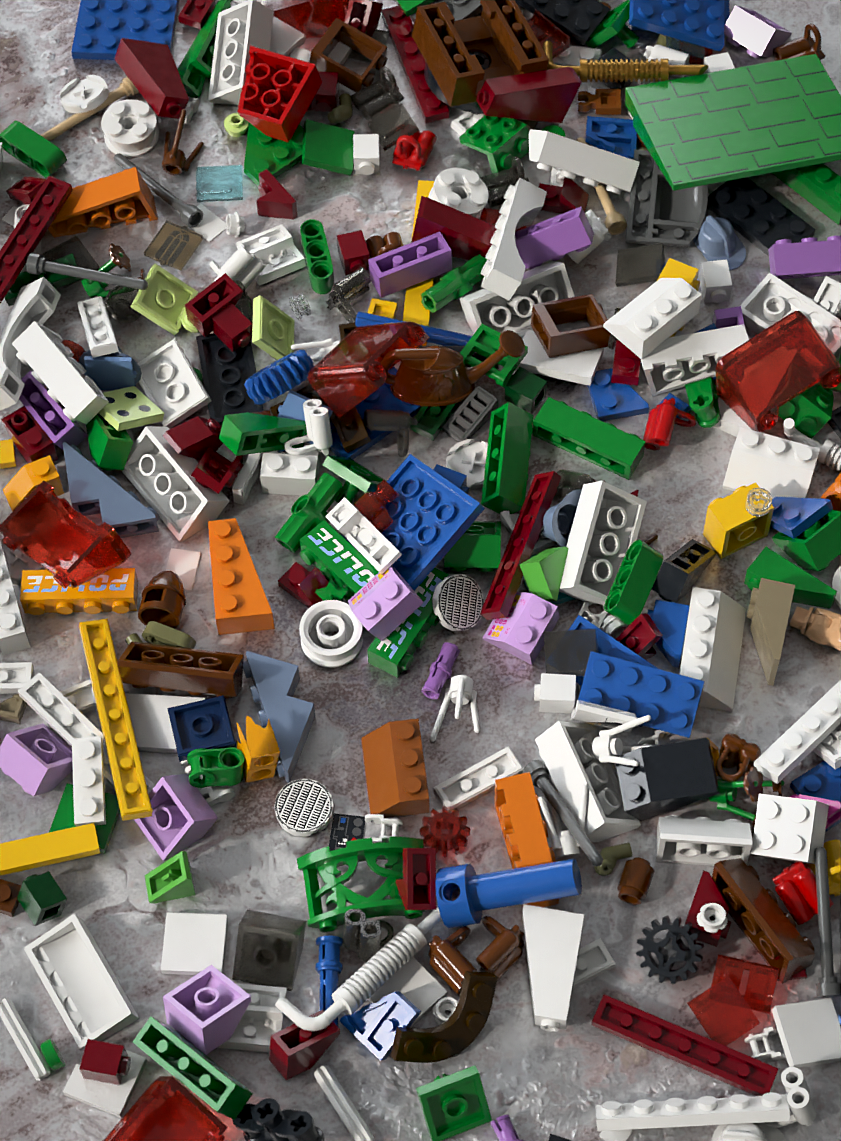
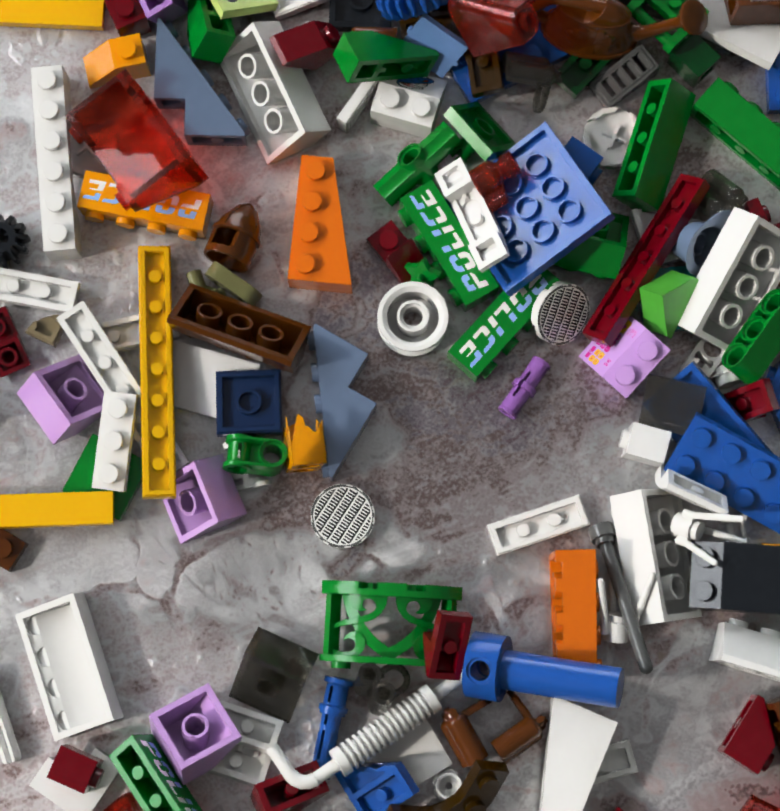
camera: 10 degrees right, 20 degrees up
(41, 898) = (42, 563): dark green brick -> none
(52, 1054) = (25, 742): green tile -> none
(170, 880) = (183, 572): bright green slope -> none
(184, 564) = (265, 196): white sticker -> none
(193, 943) = (196, 648): white tile -> none
(216, 471) = (323, 92): dark red bracket -> none
(317, 428) = (446, 66): white piece -> none
(345, 829) = (381, 557): black sticker -> none
(379, 819) = (434, 569): white piece -> none
(384, 603) = (476, 303): lavender slope -> none
(396, 769) = (450, 497): dark orange slope -> none
(450, 821) = (497, 575): clear red gear -> none
(459, 693) = (540, 419): white plant -> none
(611, 855) = (660, 645): olive arm -> none
(635, 881) = (681, 684): reddish brown brick -> none
(657, 946) = (712, 785): black gear -> none
(715, 910) = (764, 755): white plate -> none

